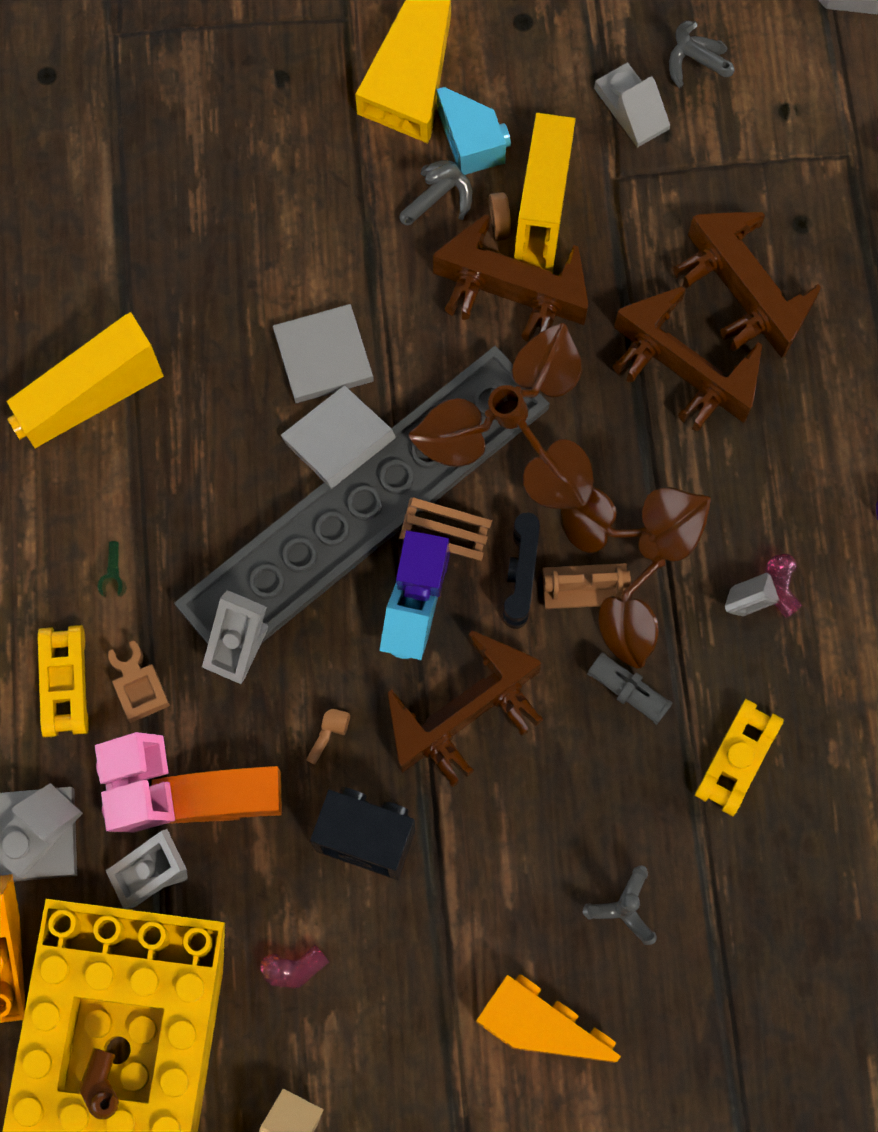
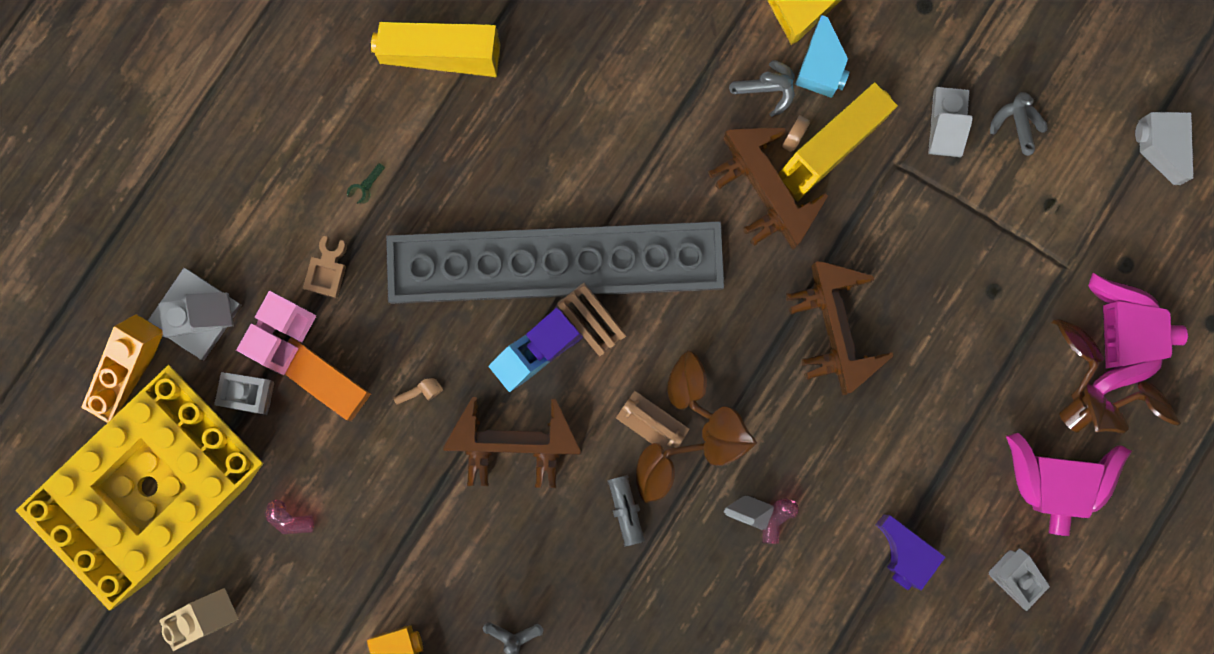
camera: 35 degrees right, 10 degrees up
(62, 681) = (283, 231): yellow plate -> none
(96, 1087) = (111, 504): reddish brown arm -> none
(235, 636) = (403, 290): light grey slope -> none
(323, 353) = (608, 140): light grey tile -> none
(338, 436) = (572, 205): light grey tile -> none
(364, 832) = (387, 474): black brick -> none
(454, 428) = (647, 257): reddish brown plant -> none
(522, 570) = (619, 383): black plate -> none
(724, 252) = (922, 302): reddish brown hose -> none
(739, 757) = (659, 606): yellow plate -> none

